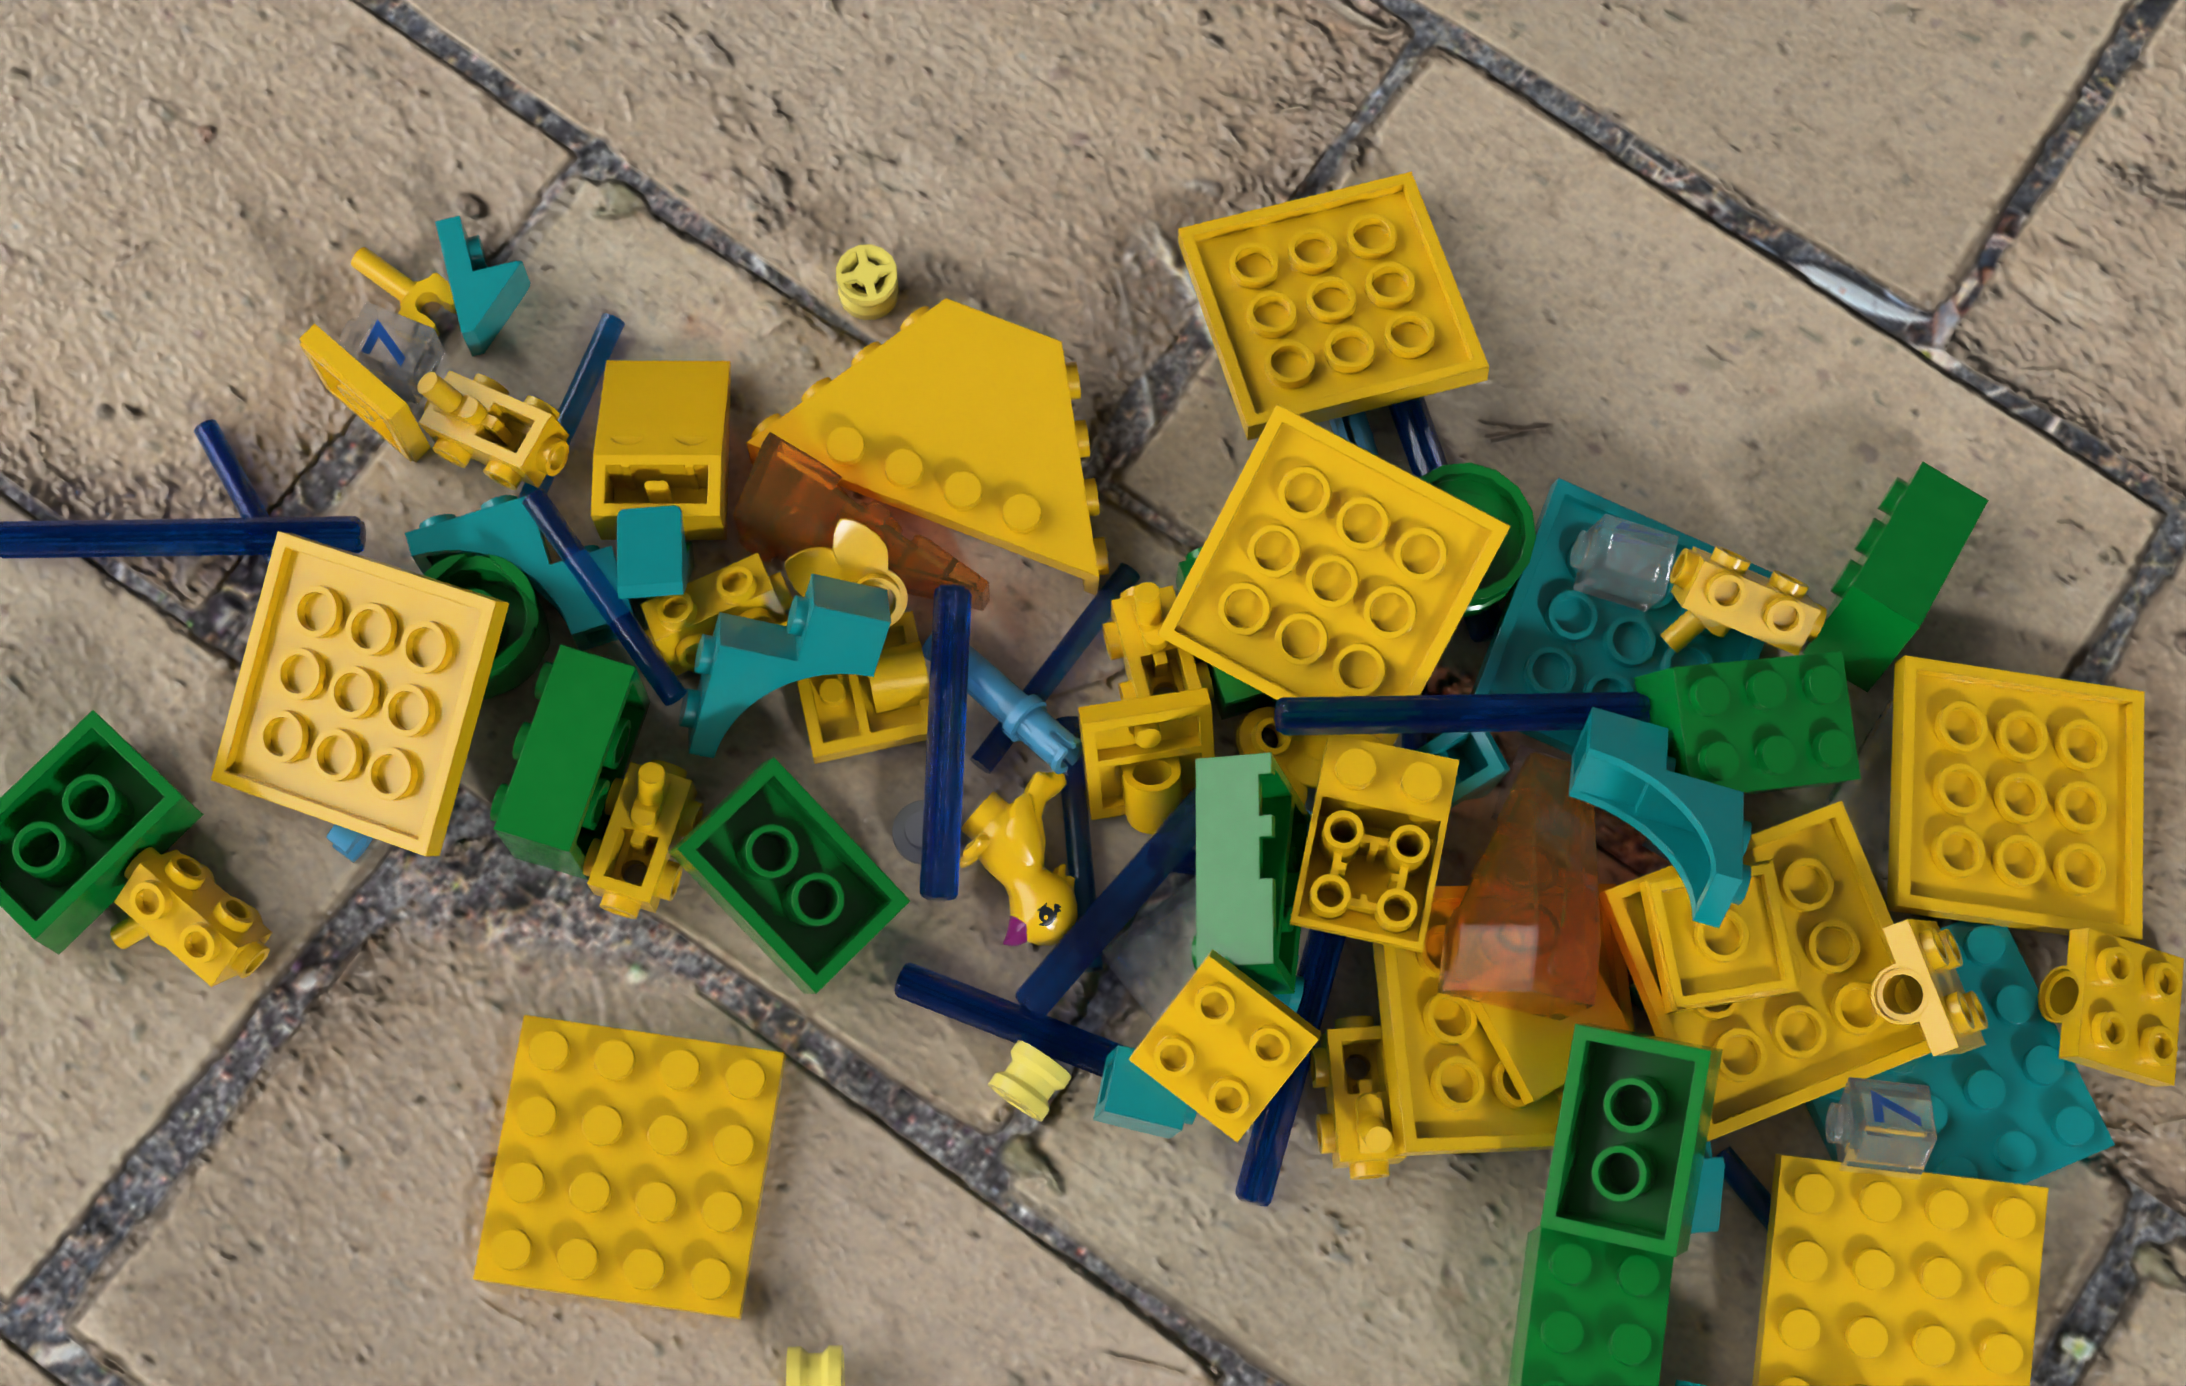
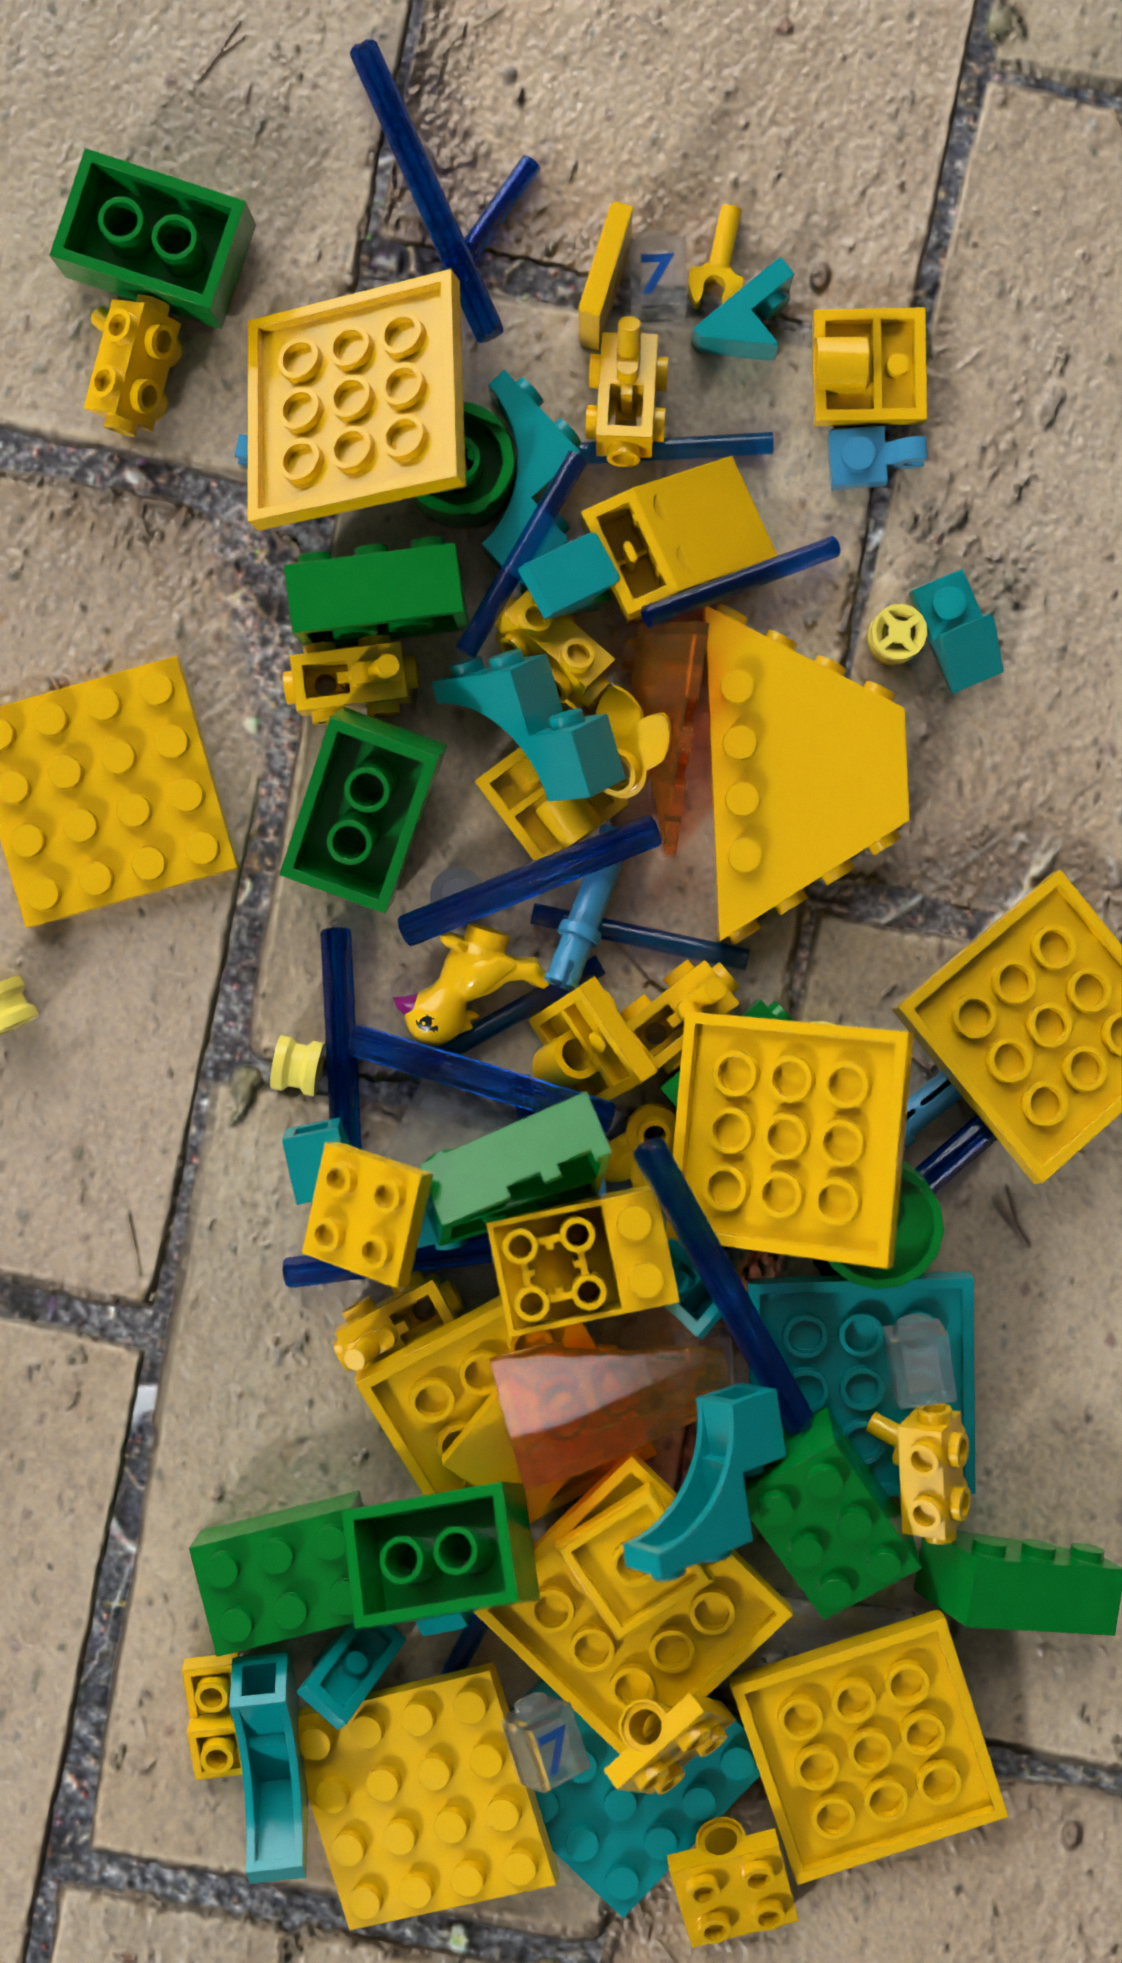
camera: 75 degrees right, 15 degrees up
(586, 194) = (869, 367): none -> yellow plate
(675, 238) = (862, 456): none -> dark azure plate
(739, 401) = (740, 581): none -> clear blue bar
(906, 223) = (958, 632): none -> teal slope
(1721, 1318) = (349, 1670): none -> teal slope

